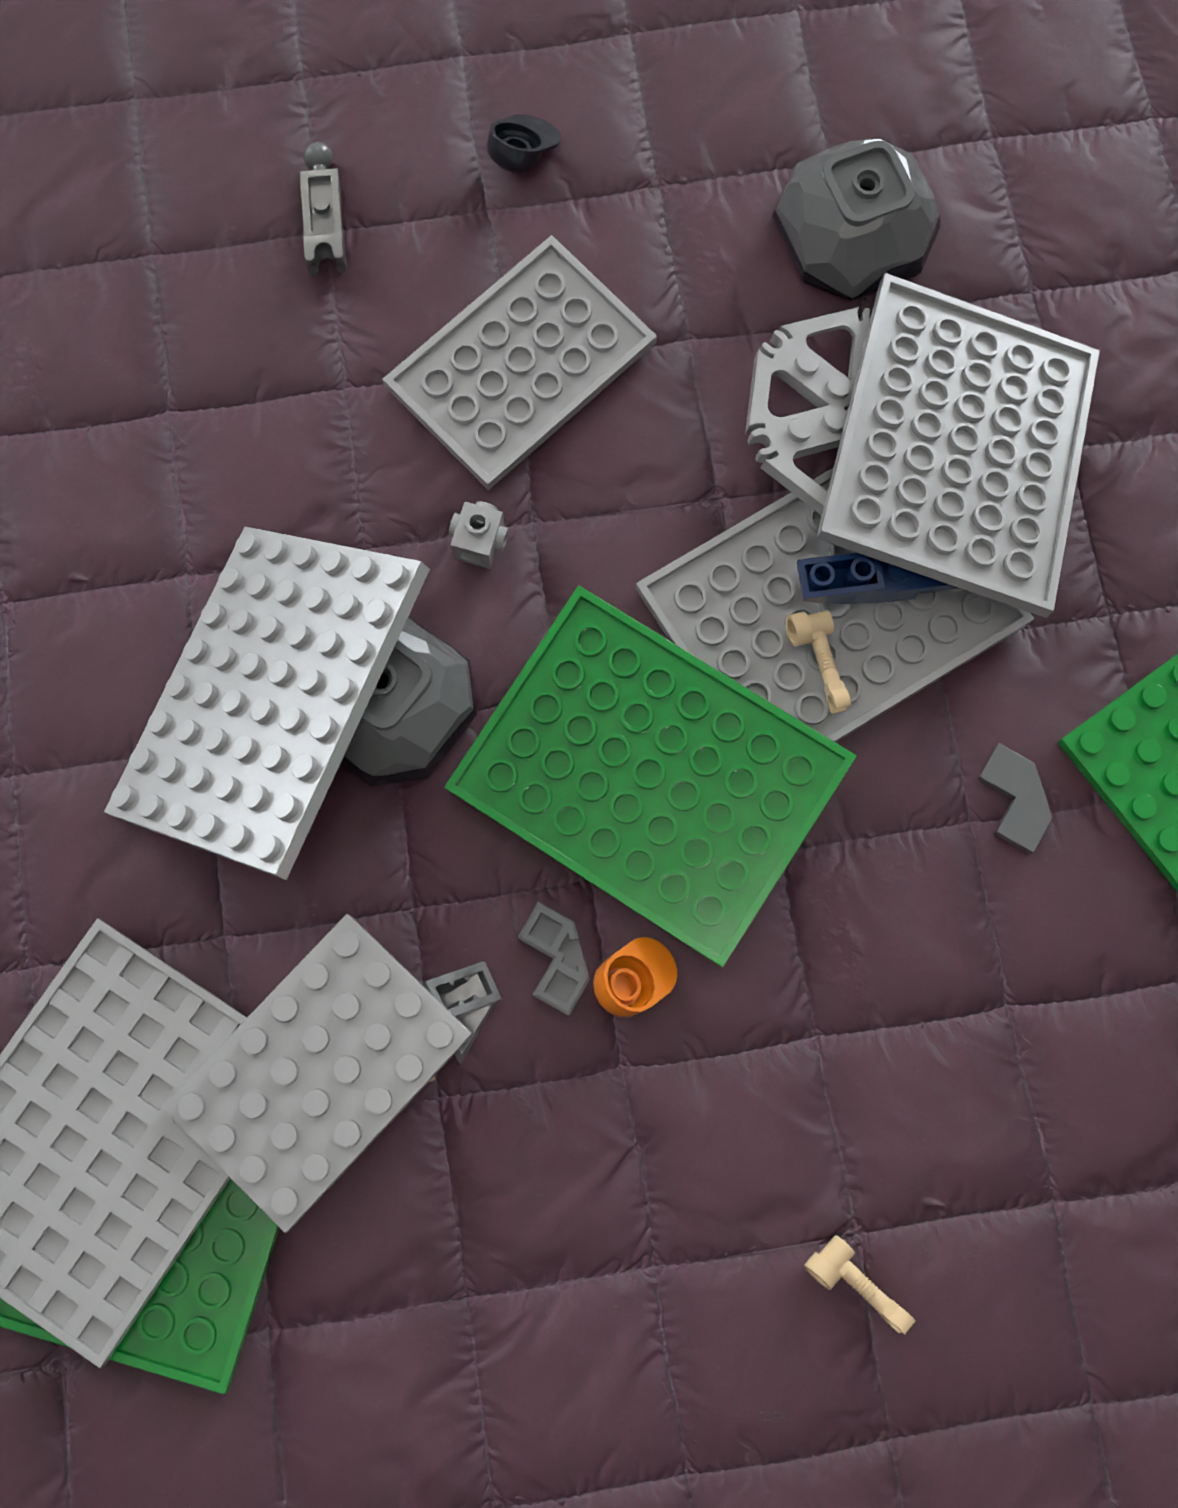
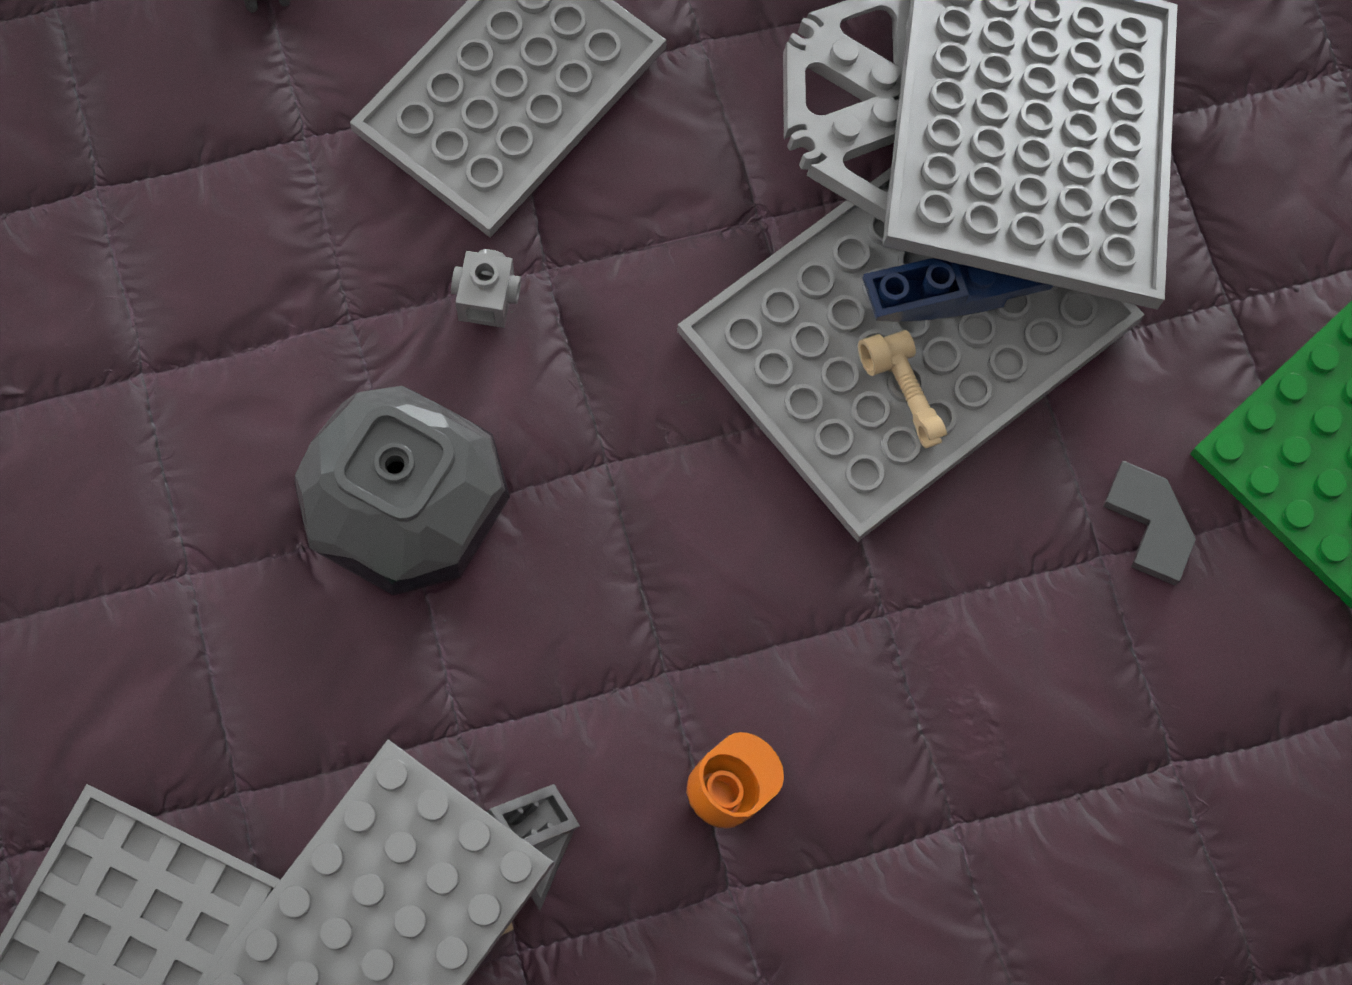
camera: 10 degrees left, 5 degrees down
(267, 697) = (260, 501): plate -> none
(559, 940) = (638, 748): dark grey tile -> none
(651, 774) = (723, 542): green plate -> none

